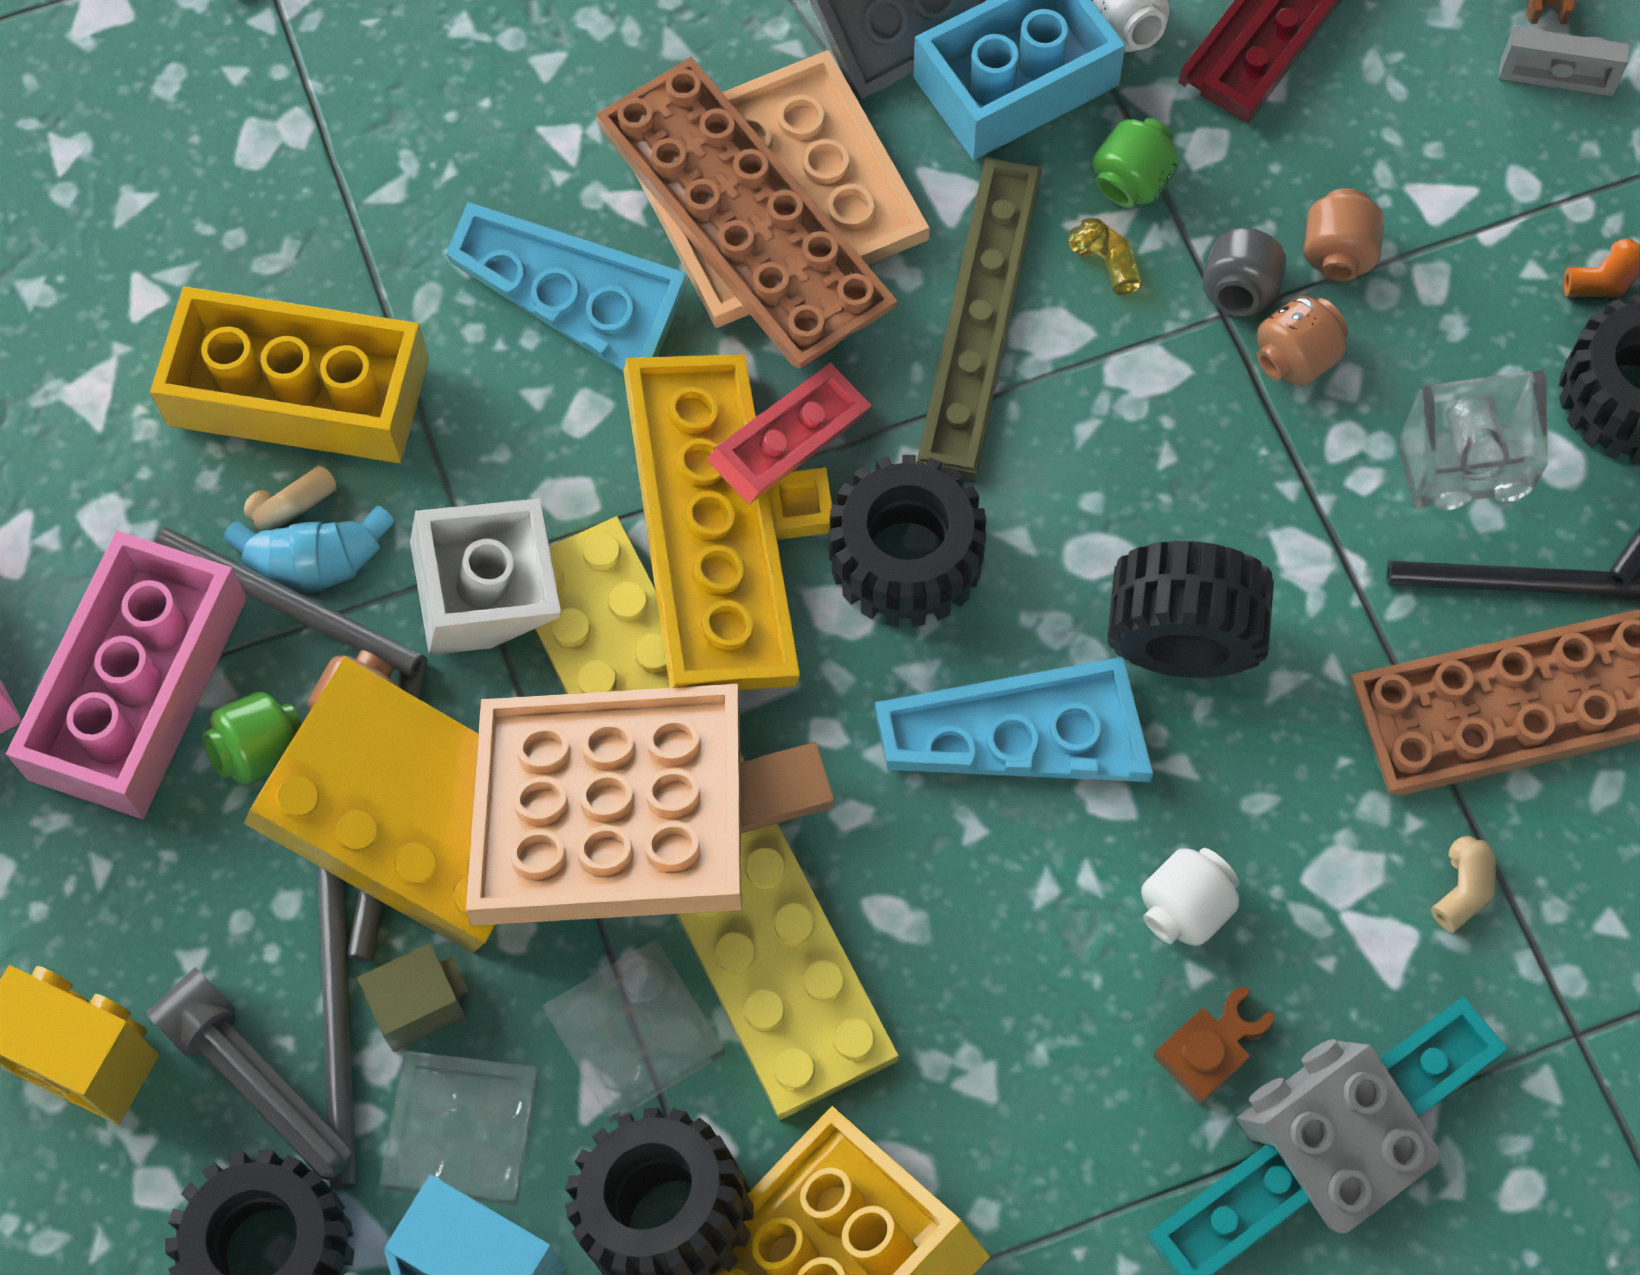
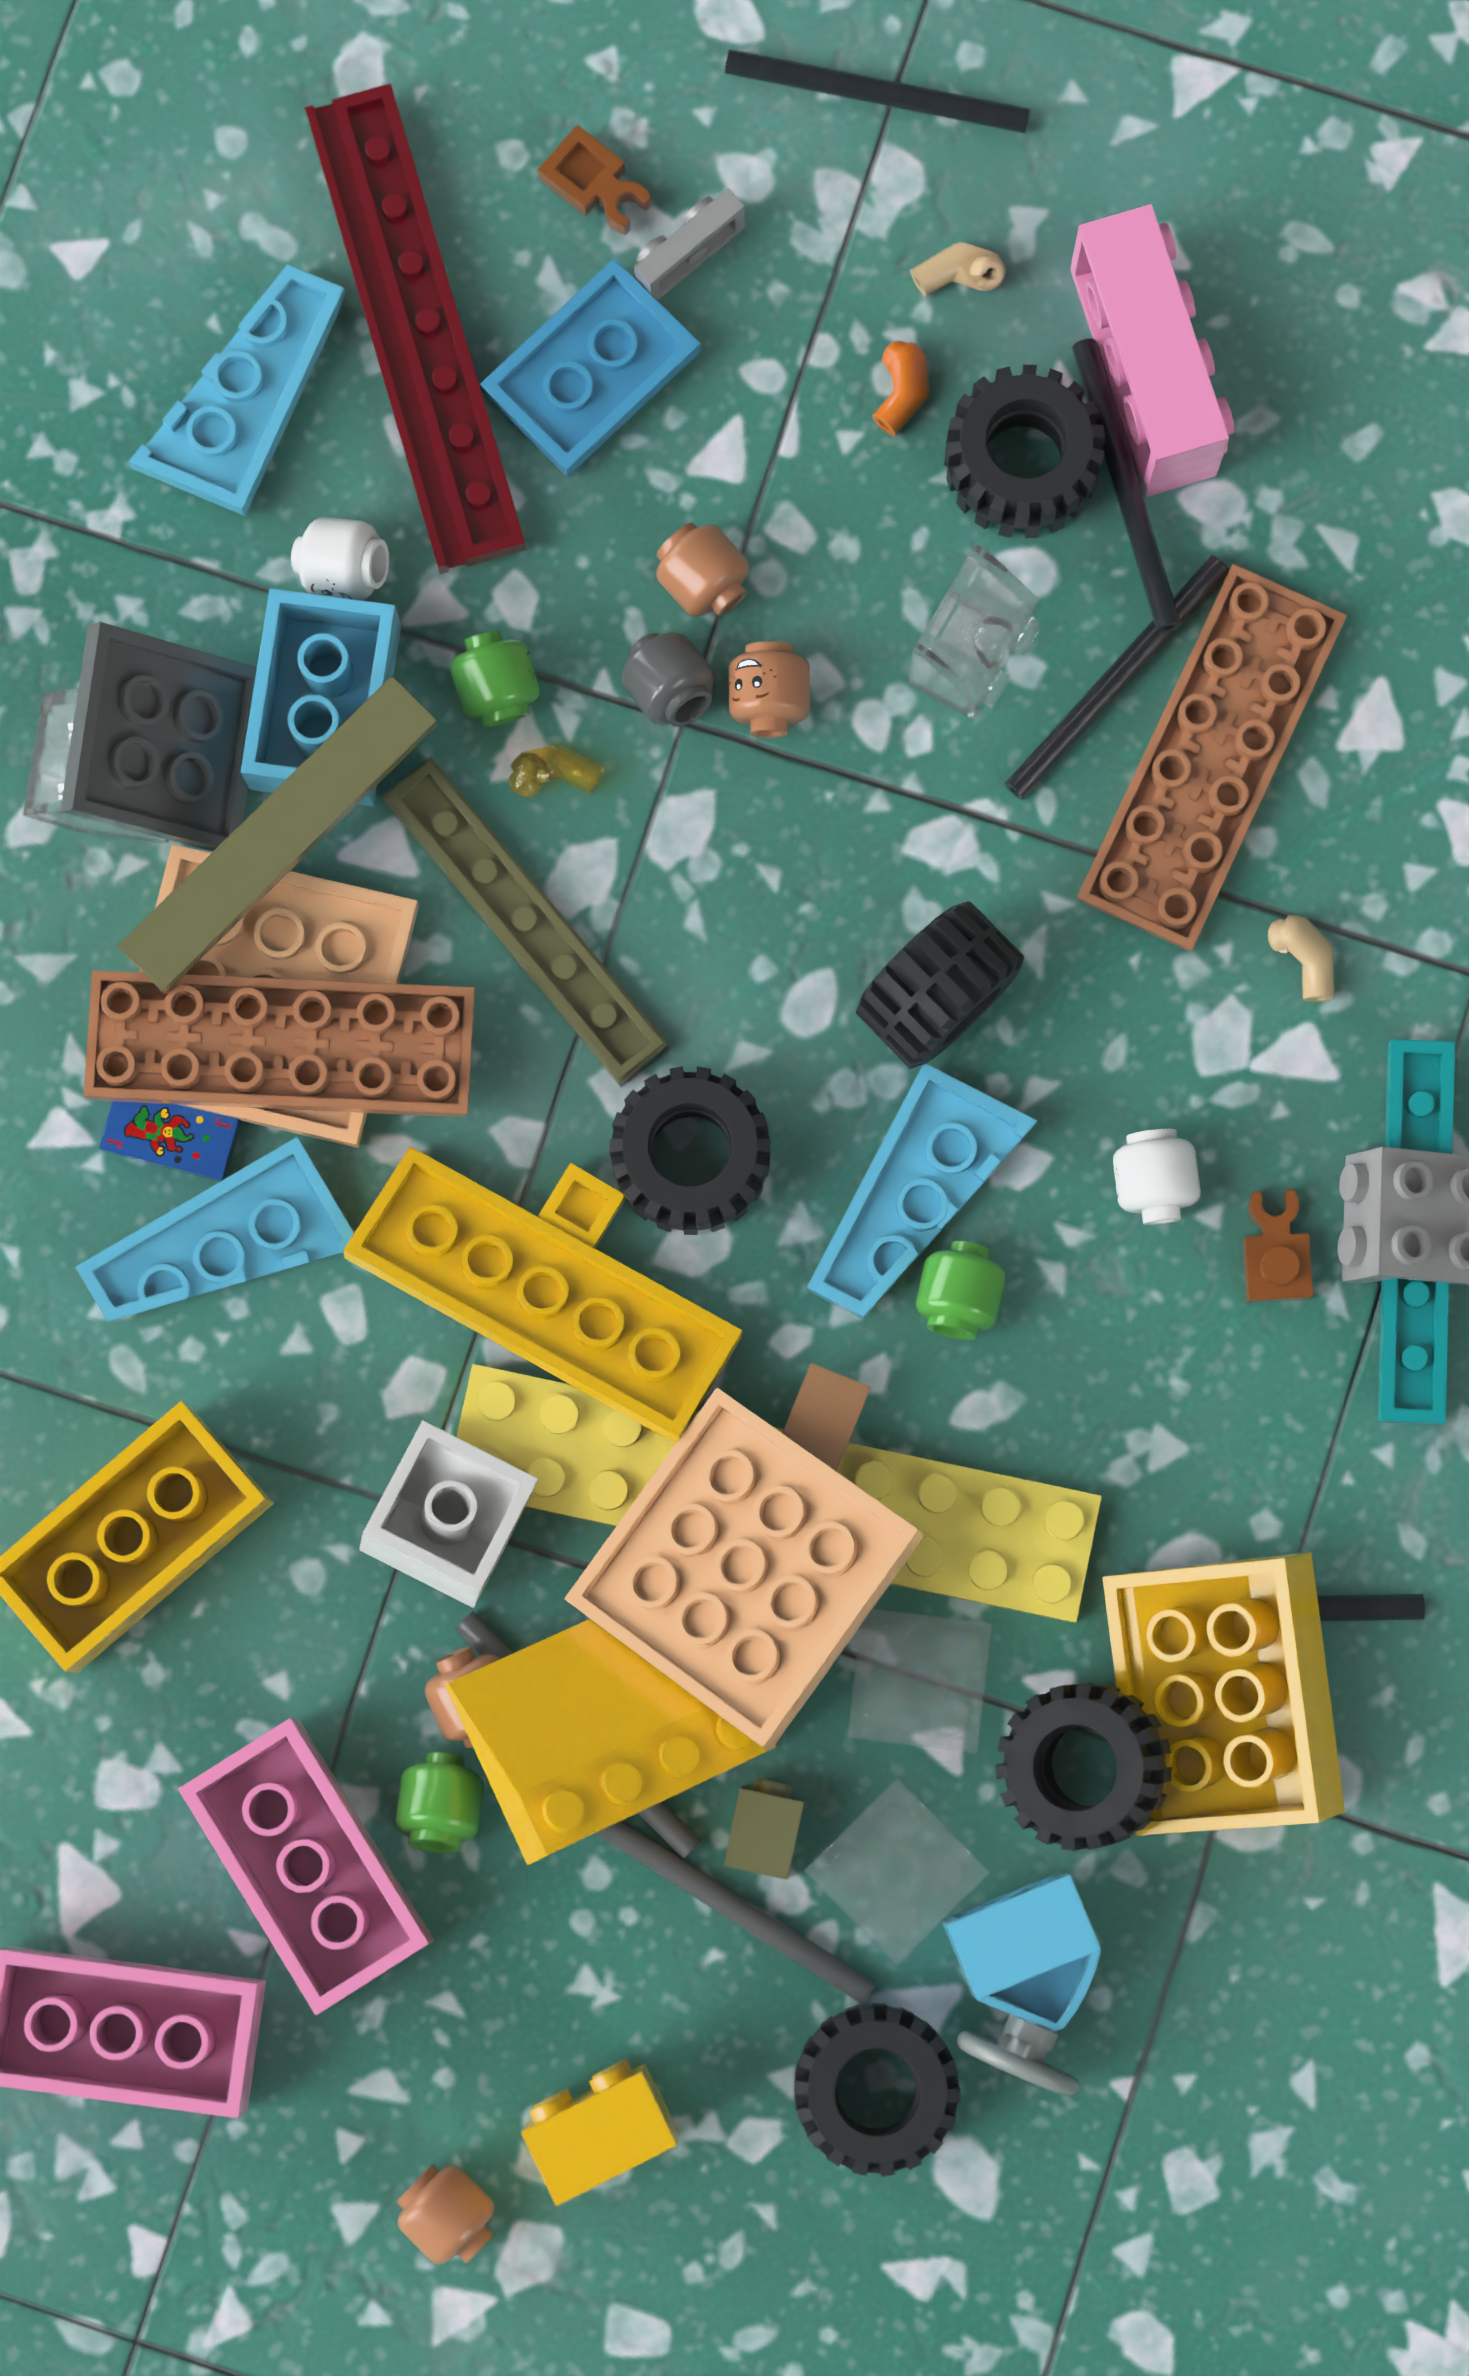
camera: 50 degrees left, 15 degrees up
(202, 1023) = (648, 2013): dark grey axle -> none
(291, 502) = (243, 1621): tan arm -> none
(303, 608) = (334, 1688): dark grey piece -> none
(311, 553) = (300, 1641): medium azure piece -> none
(619, 203) = (172, 1137): none -> blue tile
(788, 433) = (520, 1169): coral plate -> none
(891, 86) = (278, 834): none -> olive tile
(969, 817) = (960, 1291): none -> bright green head
(1416, 65) = (590, 367): none -> dark azure plate

